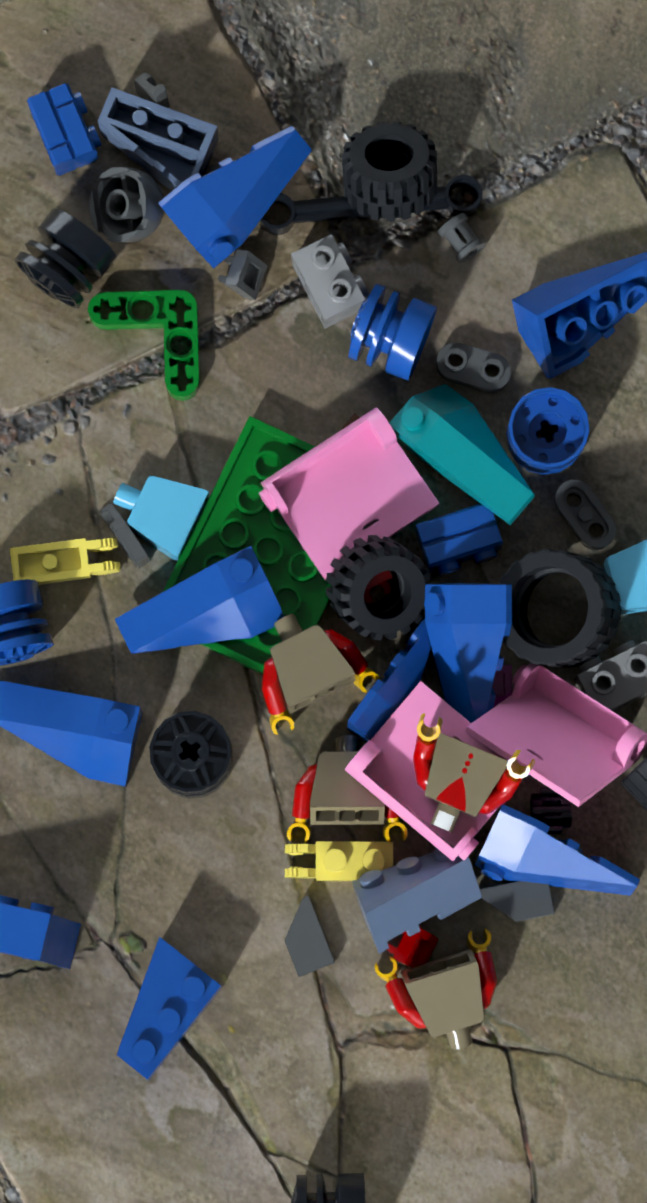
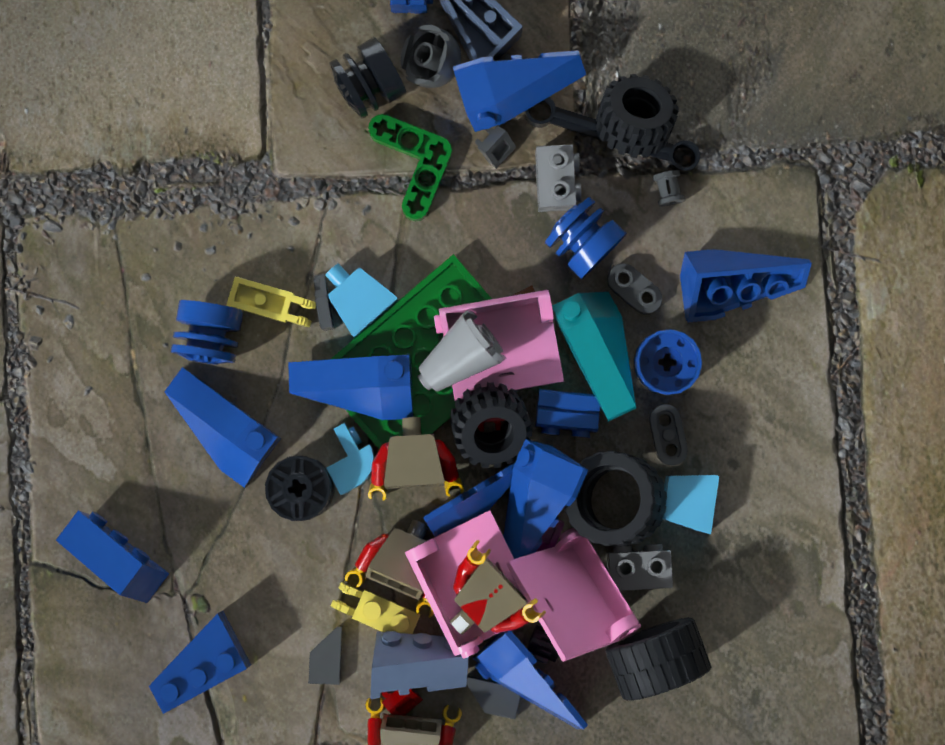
camera: 20 degrees right, 5 degrees up
(245, 702) = (354, 468): none -> medium azure brick
(308, 521) = (460, 354): none -> light grey cone

